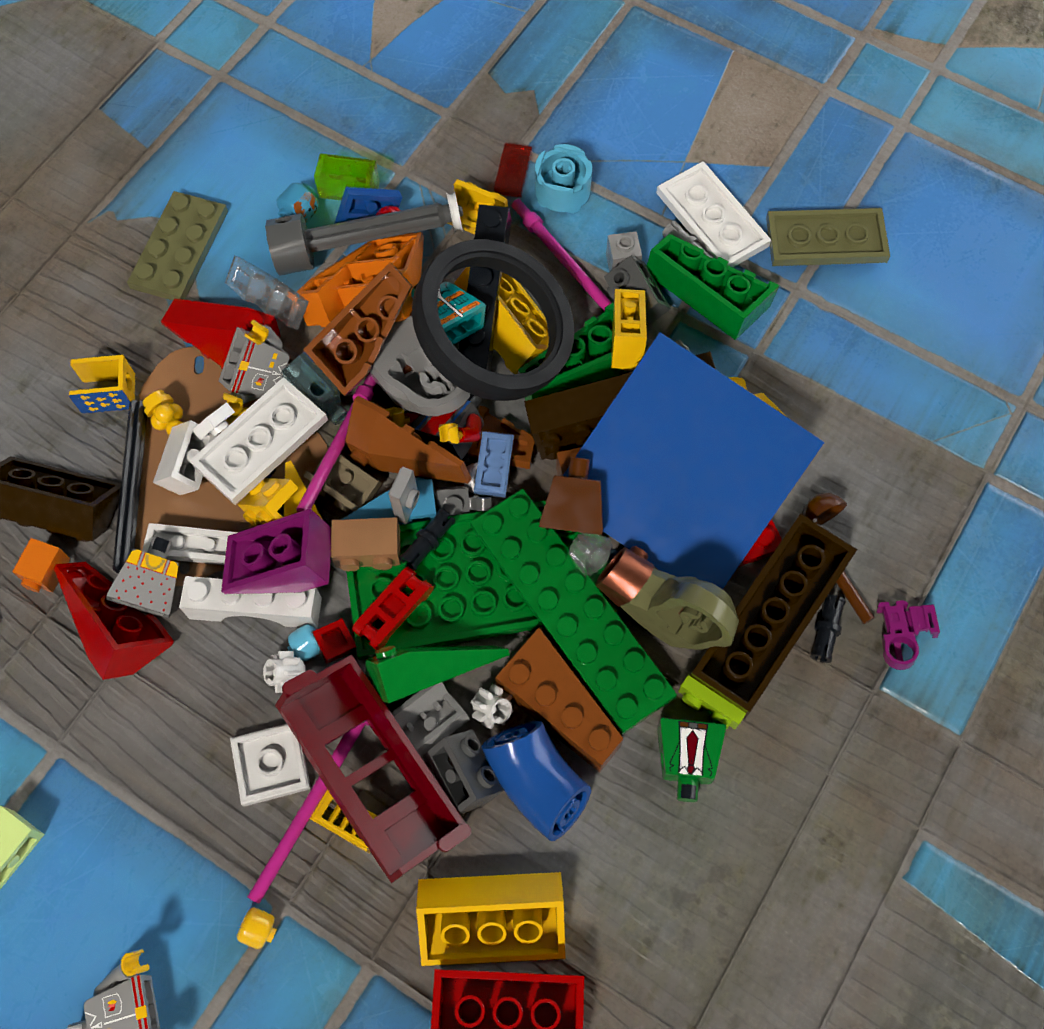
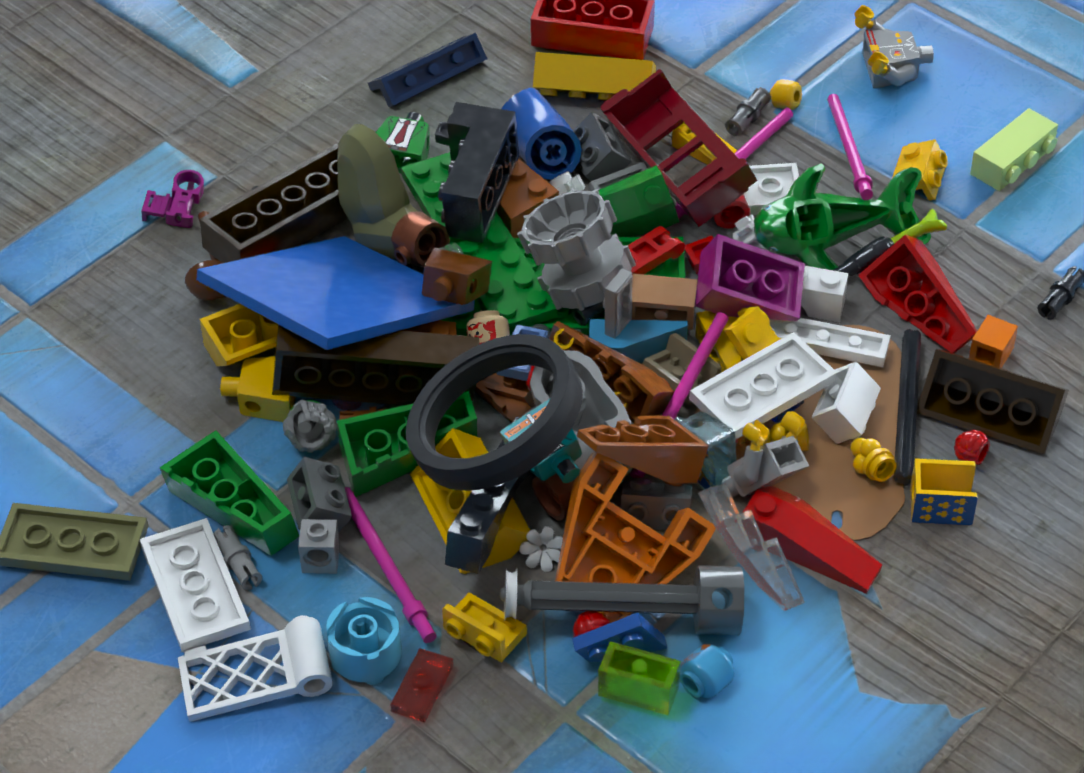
camera: 170 degrees left, 20 degrees down
(73, 440) = (972, 446): none -> red piece
(101, 815) = (929, 160): none -> yellow bracket
(142, 669) = (869, 253): none -> piece
(147, 580) = (884, 304): light grey torso -> none
(177, 246) = (862, 652): olive plate -> none
(187, 875) = (862, 182): none -> dark pink bar
(214, 422) = (811, 403): white plate -> none
(222, 676) = (811, 221): none -> green animal
(300, 889) = (748, 111): none -> dark grey pin
(476, 528) = (576, 247): none -> light grey piece
(530, 479) = (488, 326): none -> tan head
(578, 679) = (482, 161): none -> black hinge
(611, 174) = (303, 661): none -> white piece
(629, 329) = (346, 418): yellow slope -> none
(694, 897) = (429, 69): none -> dark blue fence

